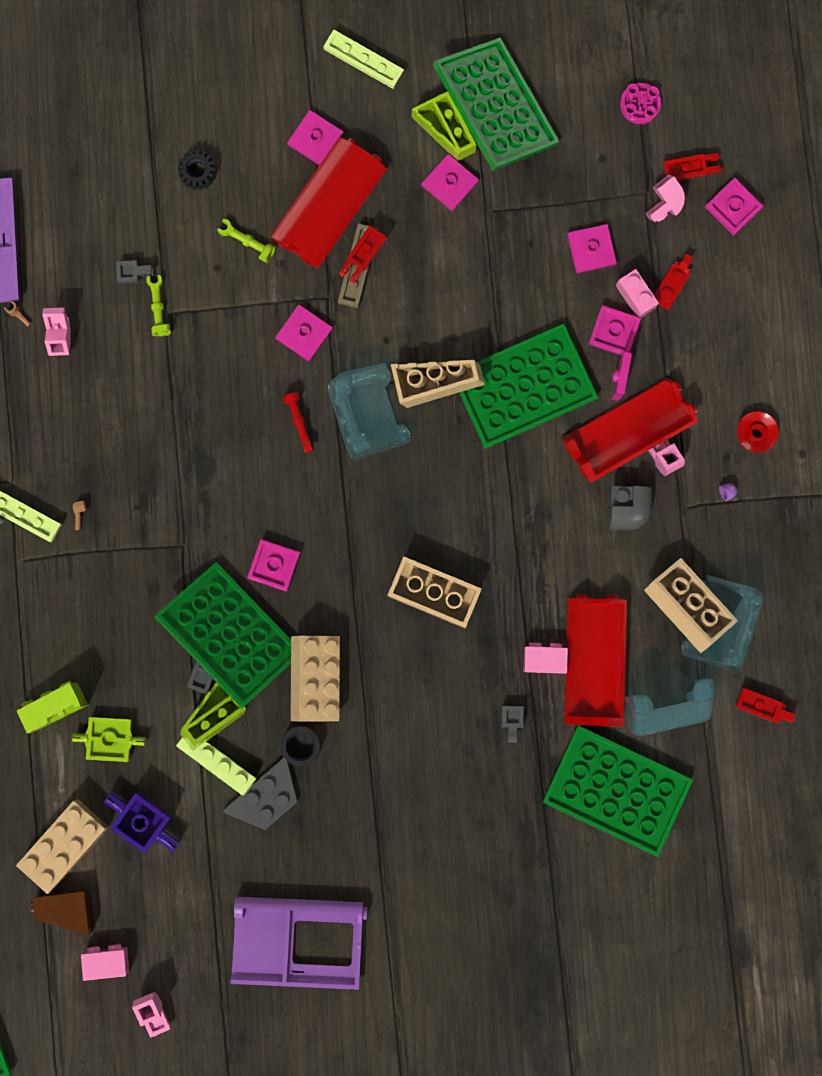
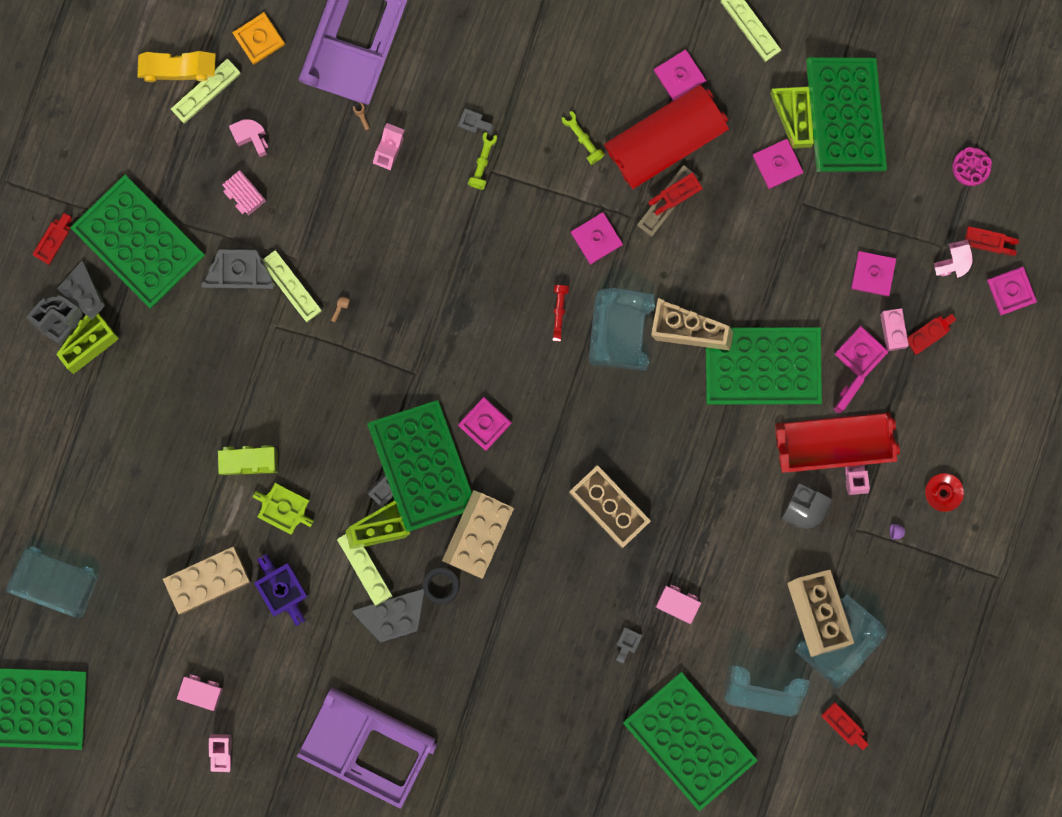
camera: 25 degrees right, 0 degrees up
(64, 910) = (185, 634): reddish brown slope -> none
(188, 161) = (567, 48): black tyre -> none
(595, 661) = (720, 624): red cylinder -> none

